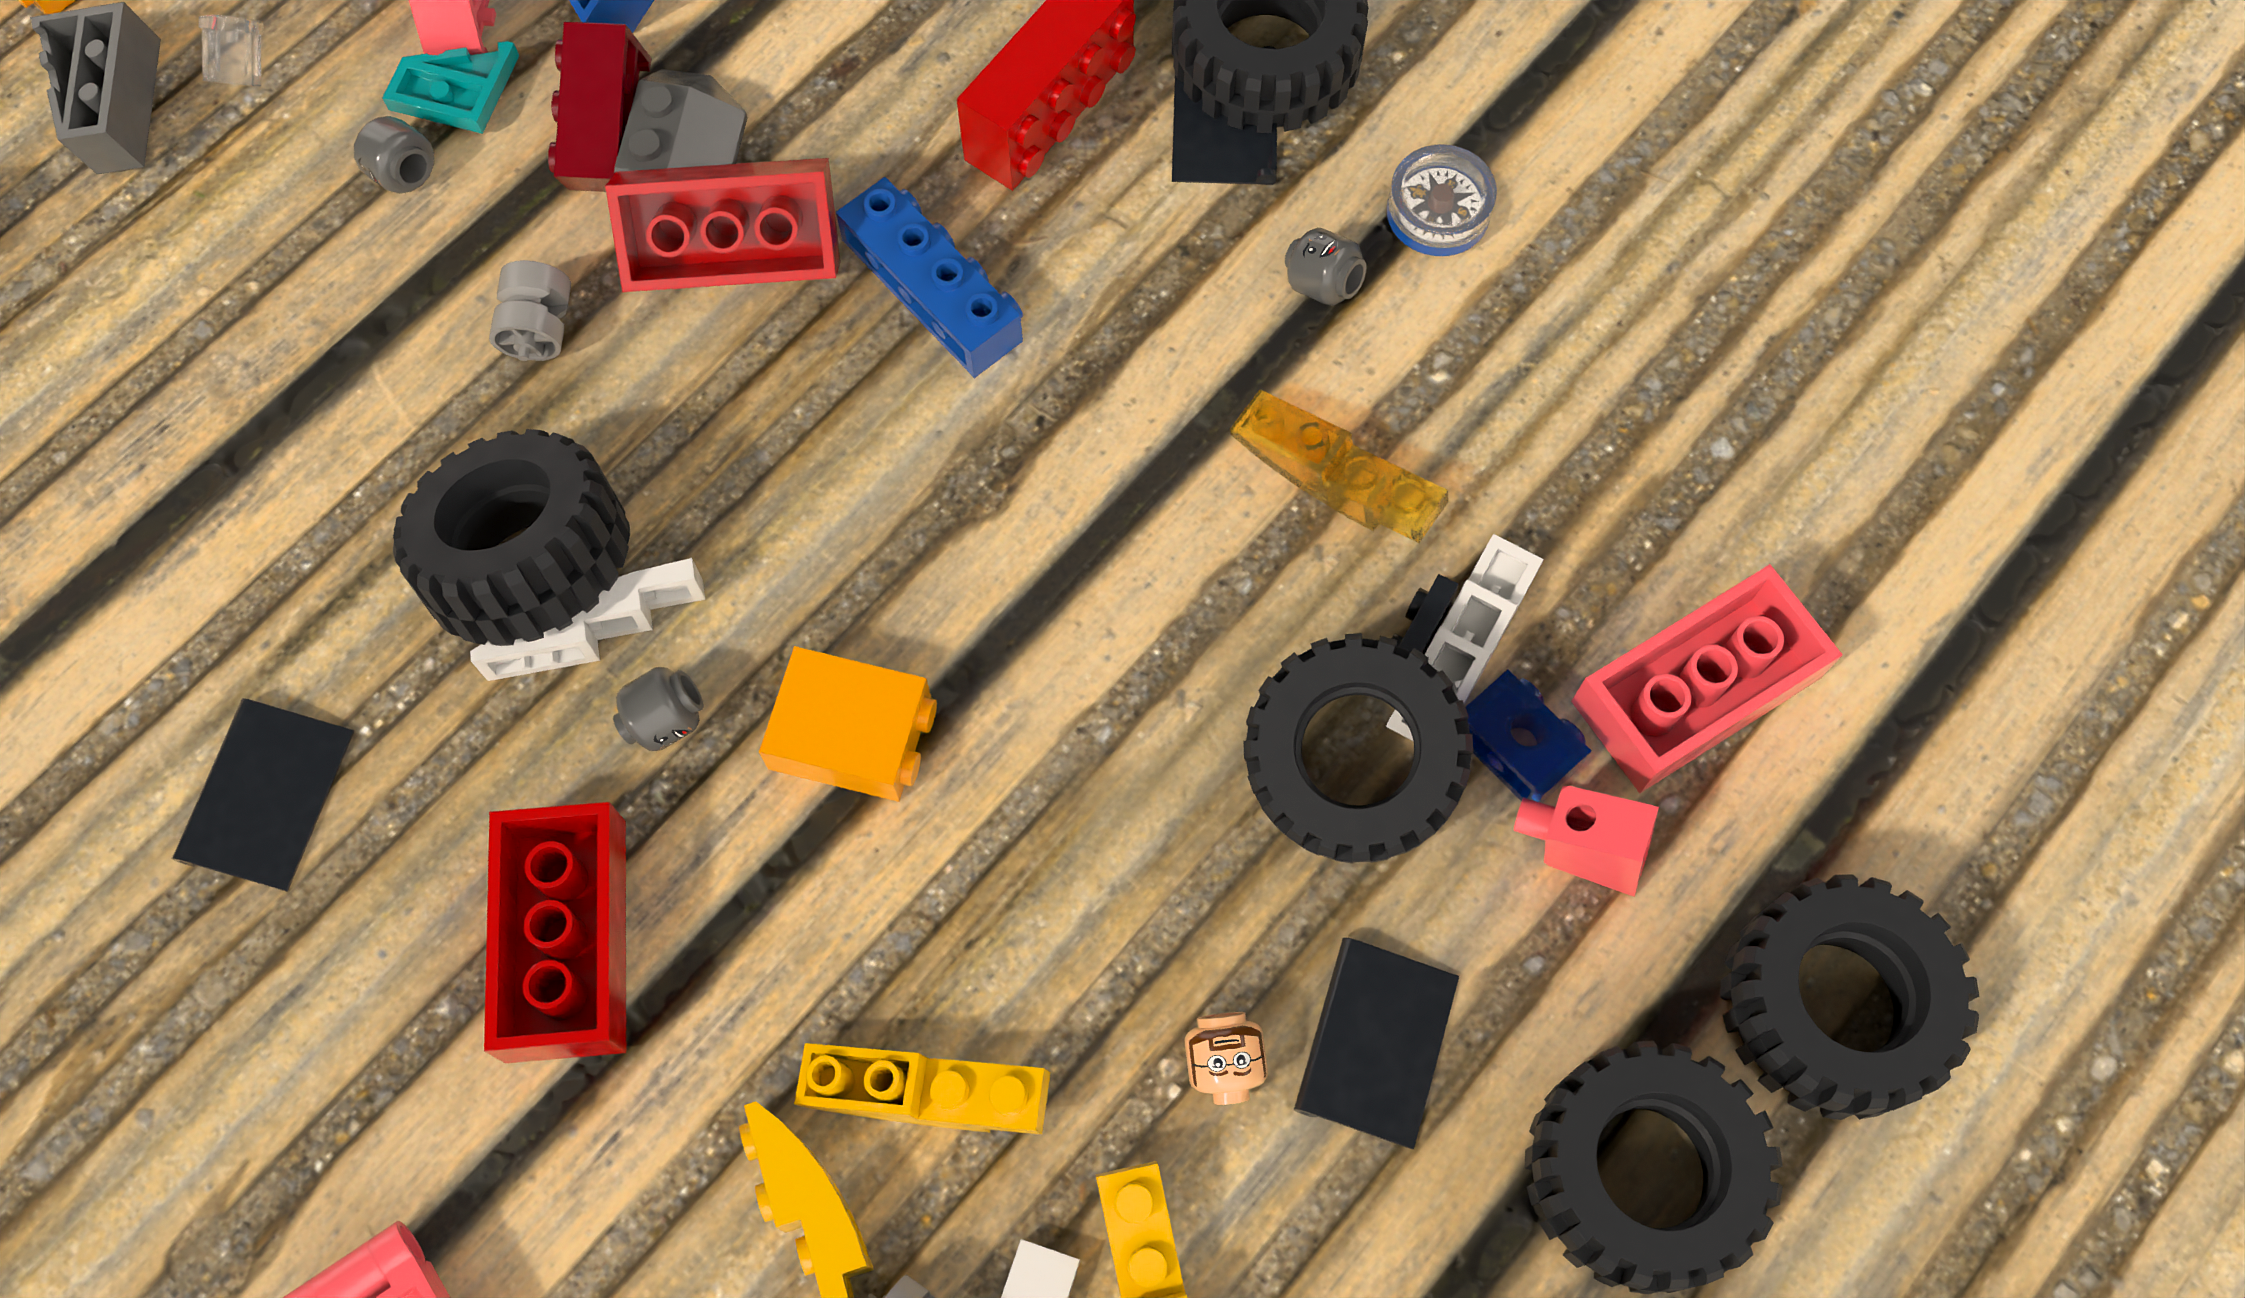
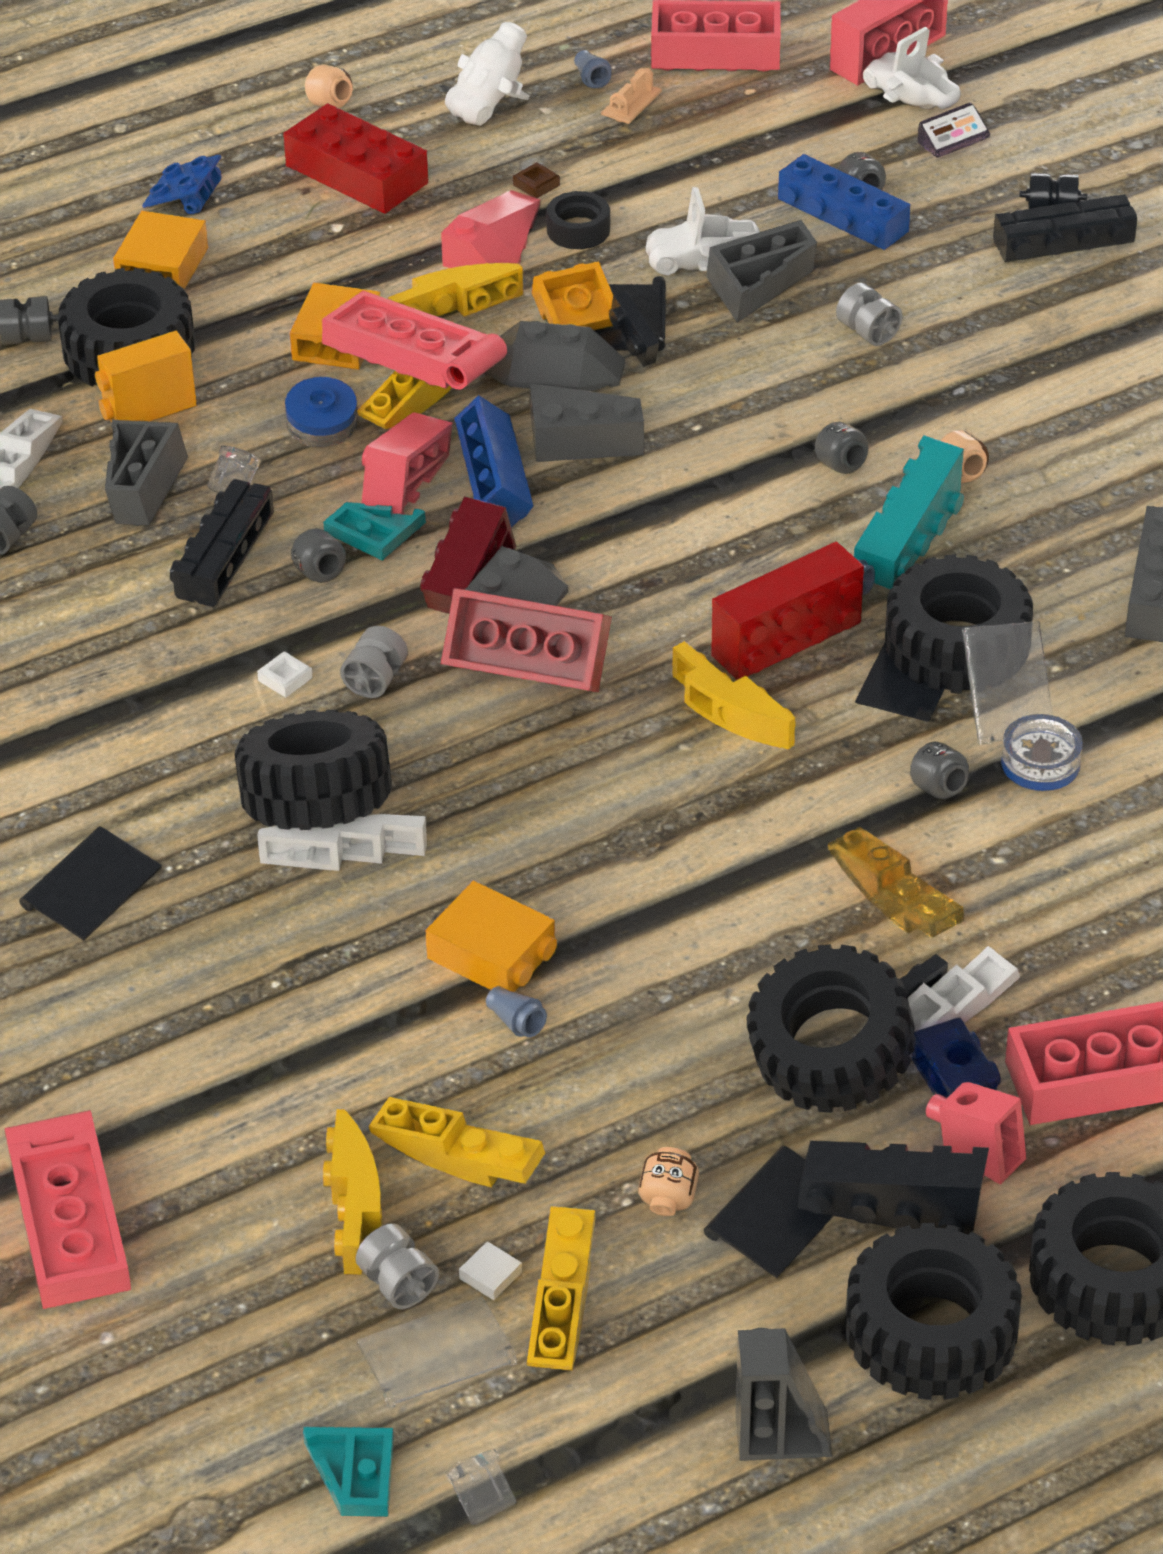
camera: 20 degrees right, 25 degrees down
(254, 169) = (222, 542): none -> black brick
(414, 358) = (284, 674): none -> white tile
(556, 933) = (252, 993): red brick -> none
(658, 708) = (368, 898): dark grey head -> none
(924, 832) = (519, 1012): none -> sand blue cone
(931, 276) = (657, 710): blue brick -> none
(1032, 241) = (732, 705): none -> yellow slope
(1365, 105) = (1005, 676): none -> clear piece
(1528, 976) = (893, 1184): none -> black wedge

